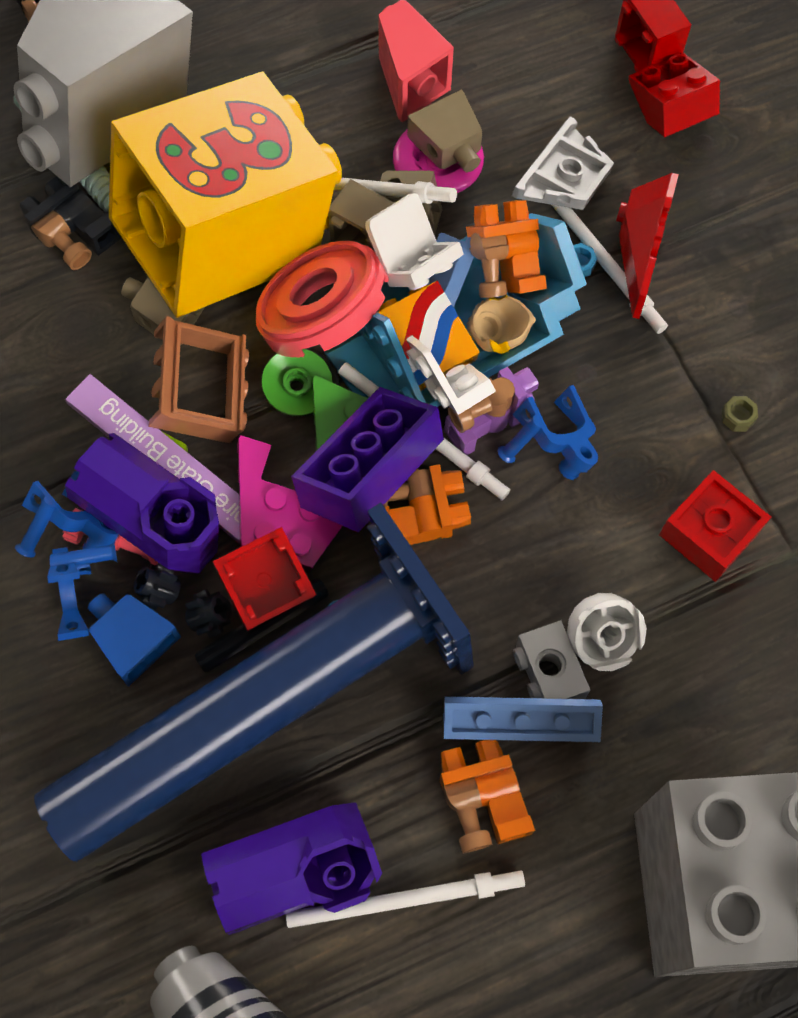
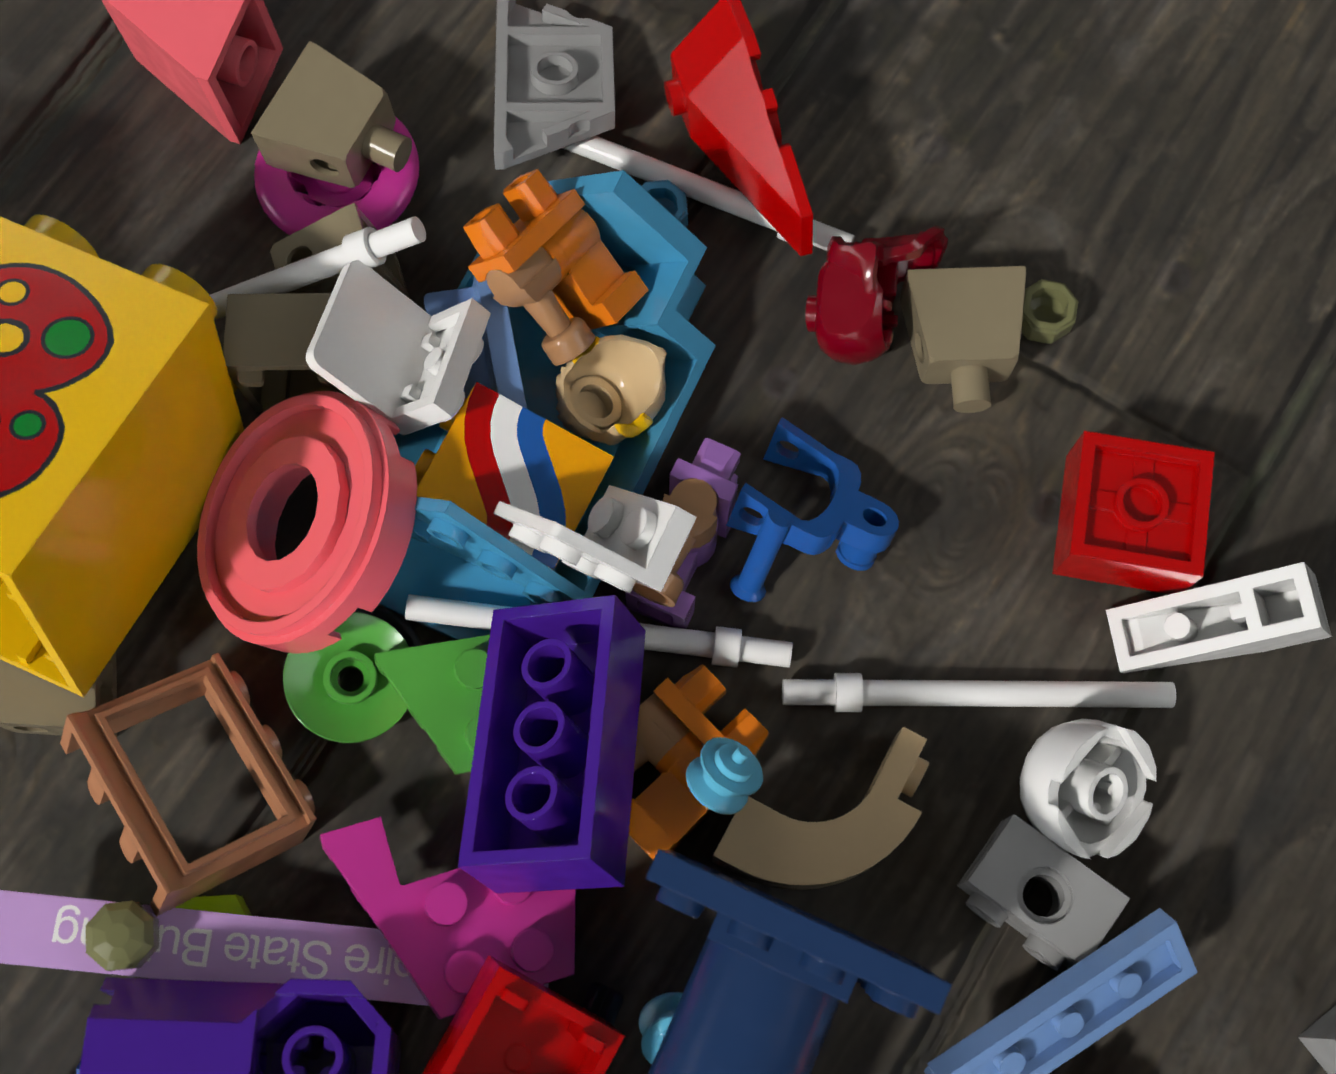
camera: 30 degrees left, 5 degrees up
(130, 423) = (122, 936): none -> olive tile
(435, 516) = (724, 775): none -> medium azure wheel
(477, 590) = (821, 854): none -> tan arch
(523, 528) = (850, 693): none -> white bar
(653, 349) = (858, 291): none -> dark red head
(693, 397) = (965, 328): none -> dark tan torso
(728, 602) = (1220, 620): none -> white slope

